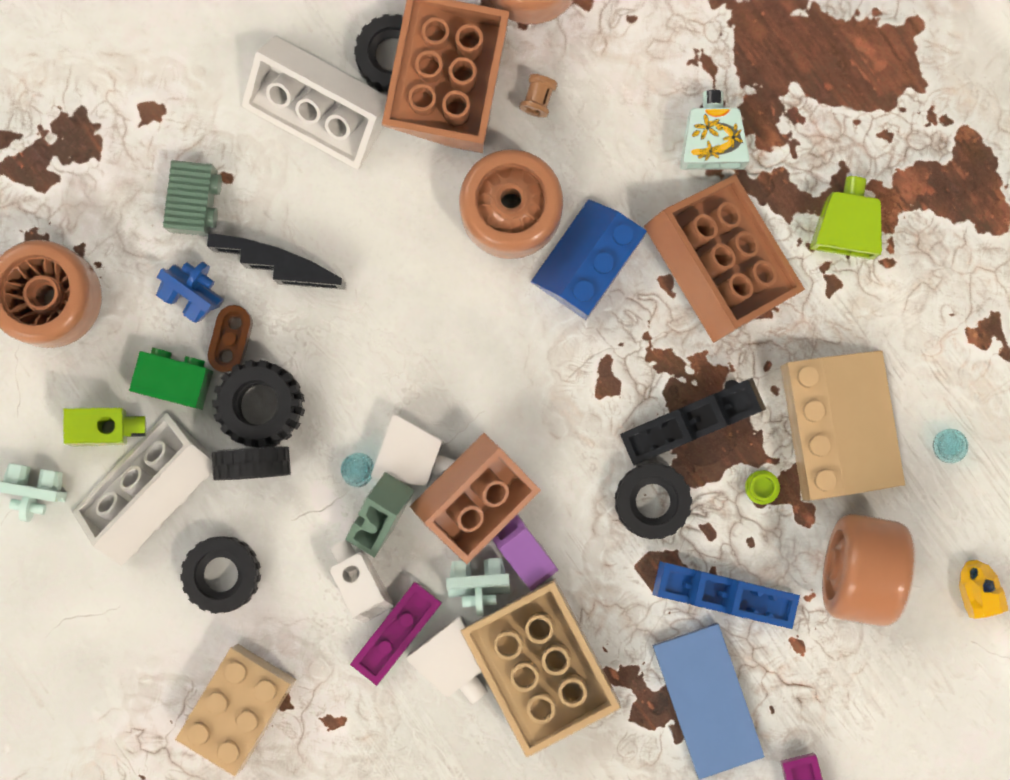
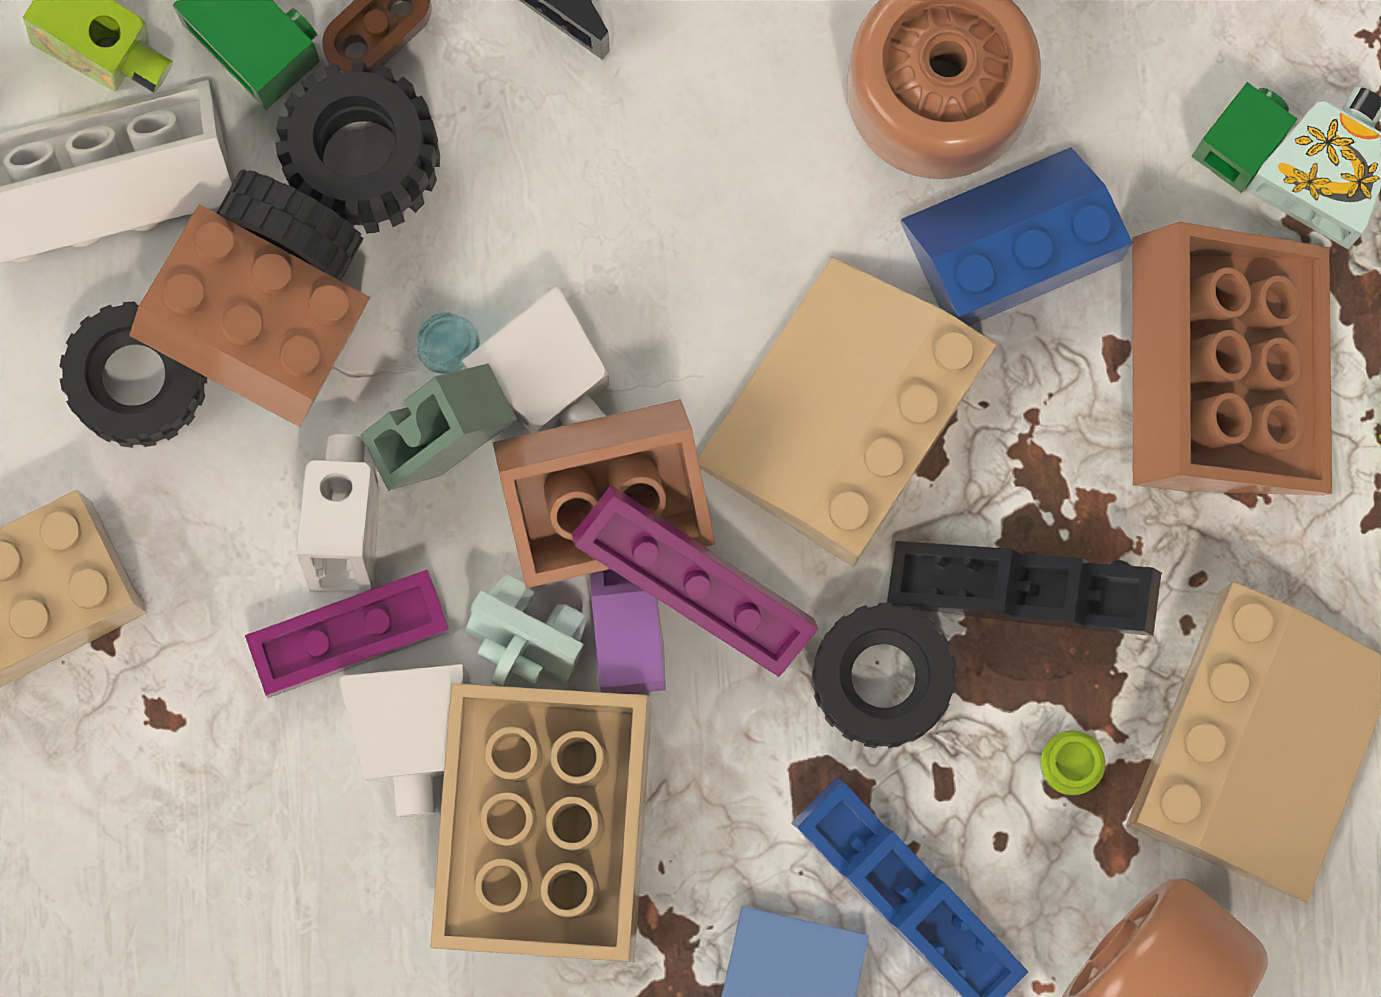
camera: 25 degrees right, 5 degrees down
(259, 516) = (248, 315): none -> nougat brick
(542, 514) = (694, 581): none -> magenta plate
(560, 386) = (846, 408): none -> tan slope
(666, 145) = (1245, 135): none -> green brick

